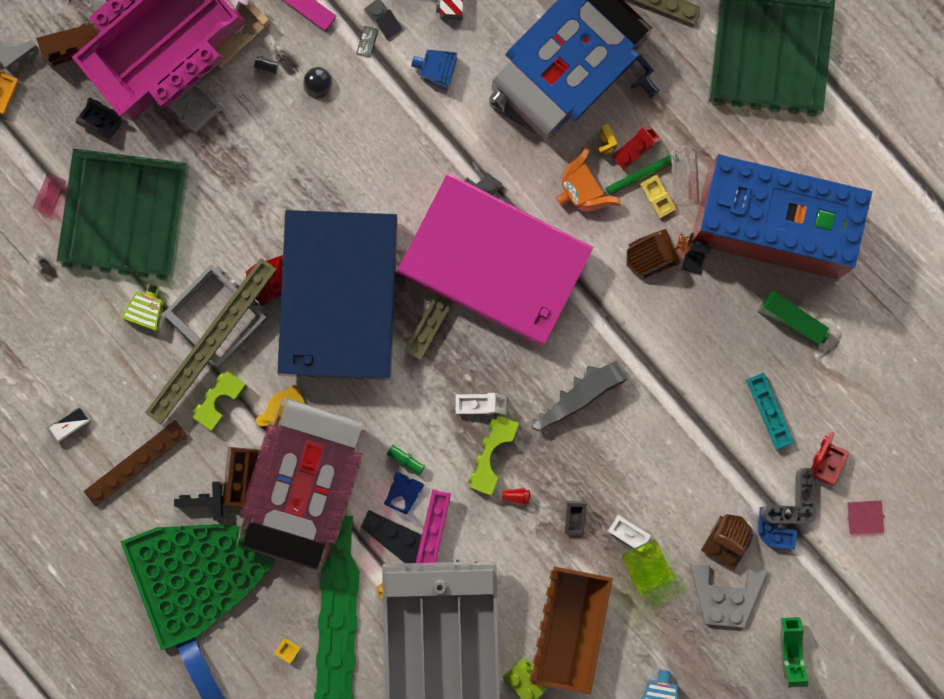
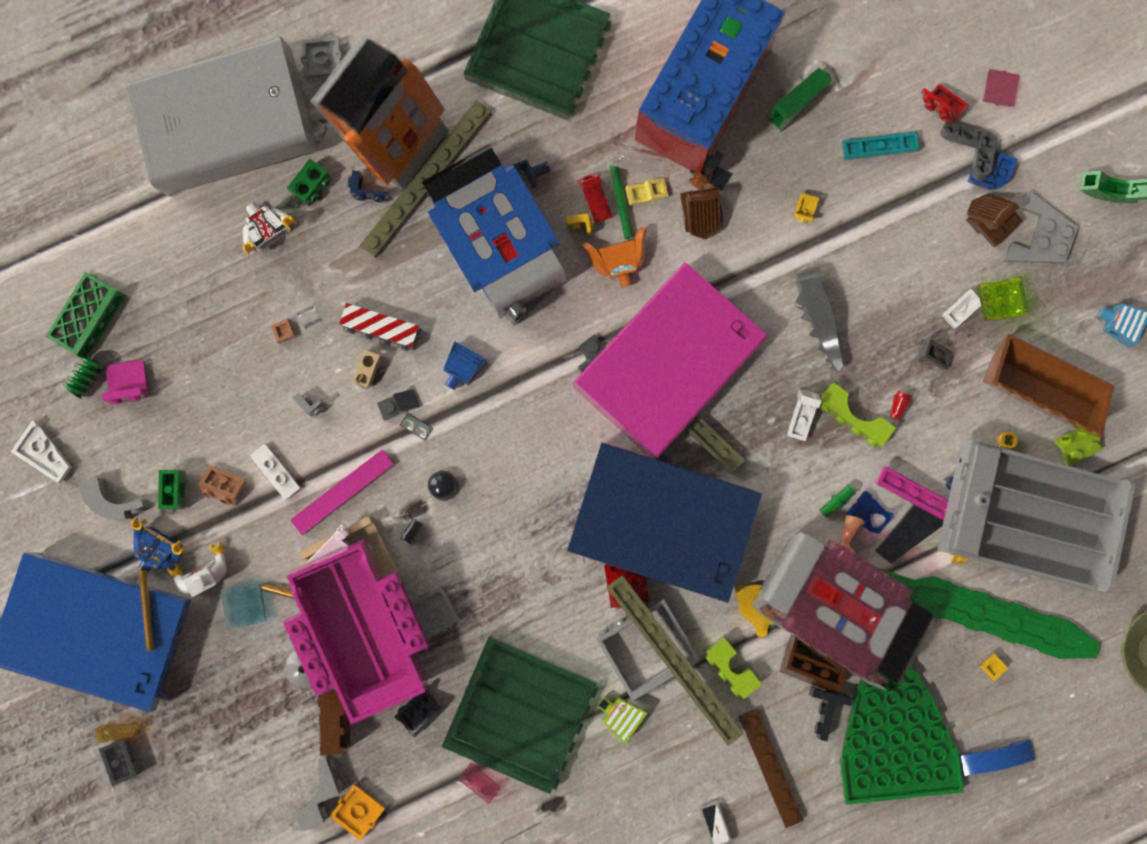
camera: 70 degrees left, 0 degrees up
(383, 479) = (851, 527): none -> nougat animal
(512, 617) = (1001, 439): none -> yellow bush
(685, 354) = (806, 207): none -> yellow bracket

